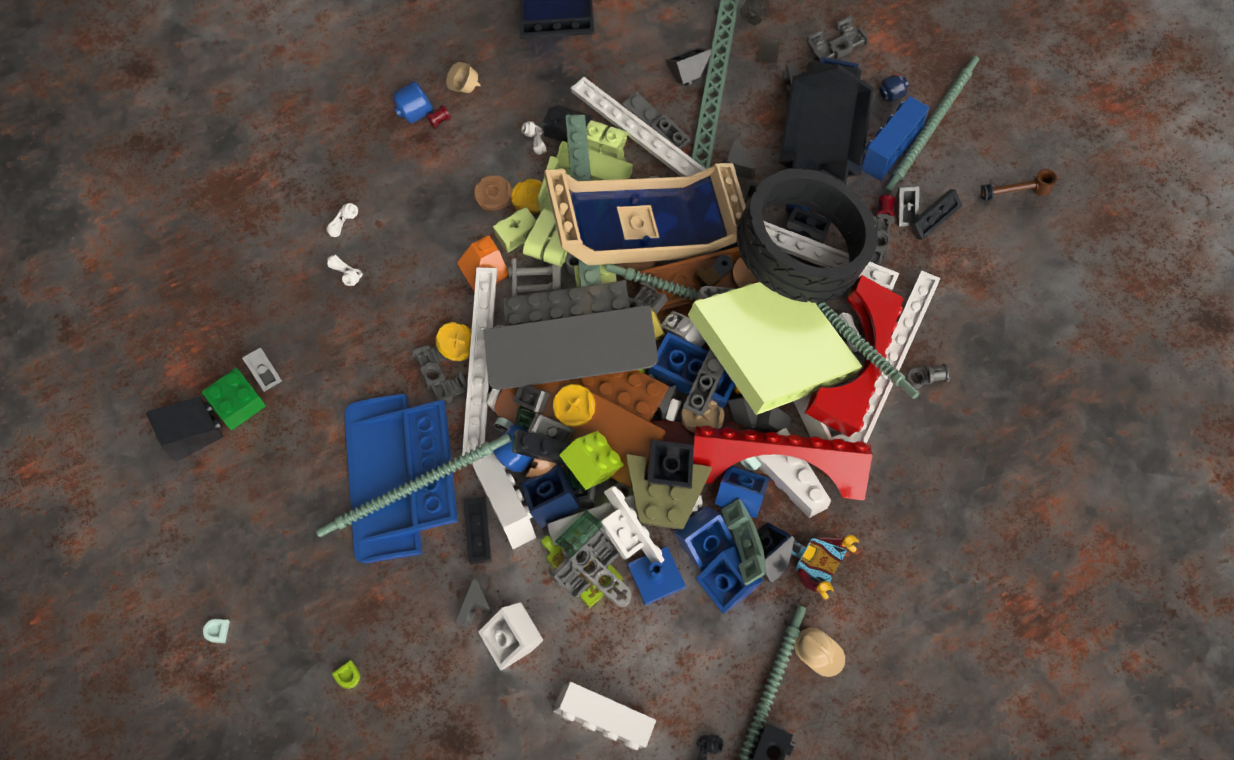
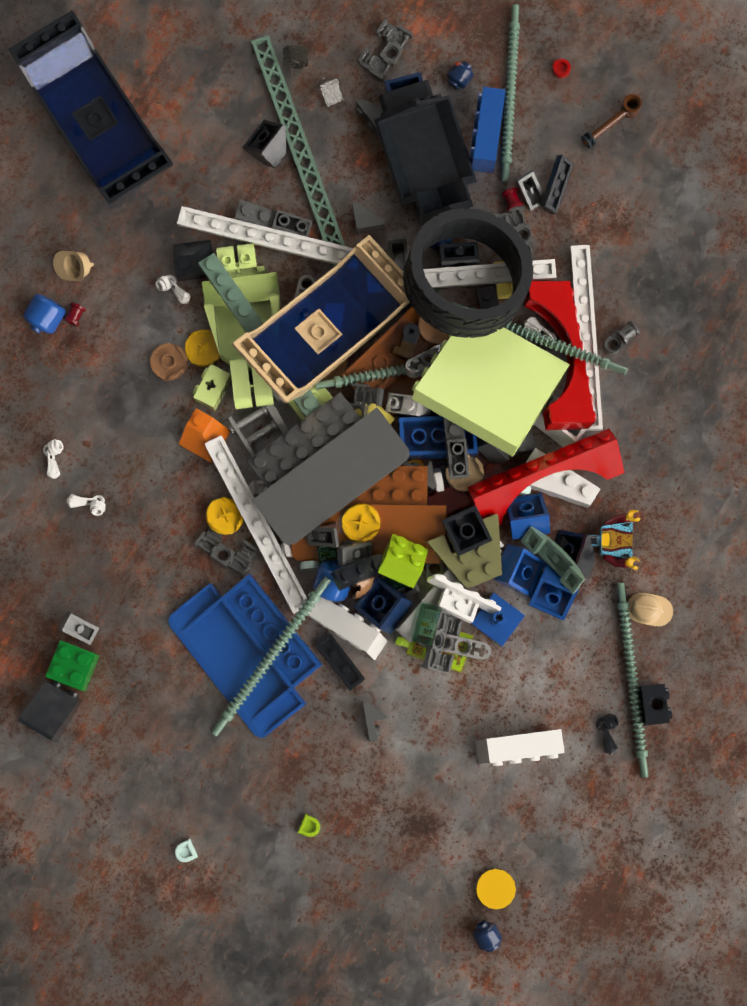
camera: 30 degrees left, 15 degrees up
(510, 635) = (415, 728): white slope -> none
(992, 125) = (561, 68): none -> red tile

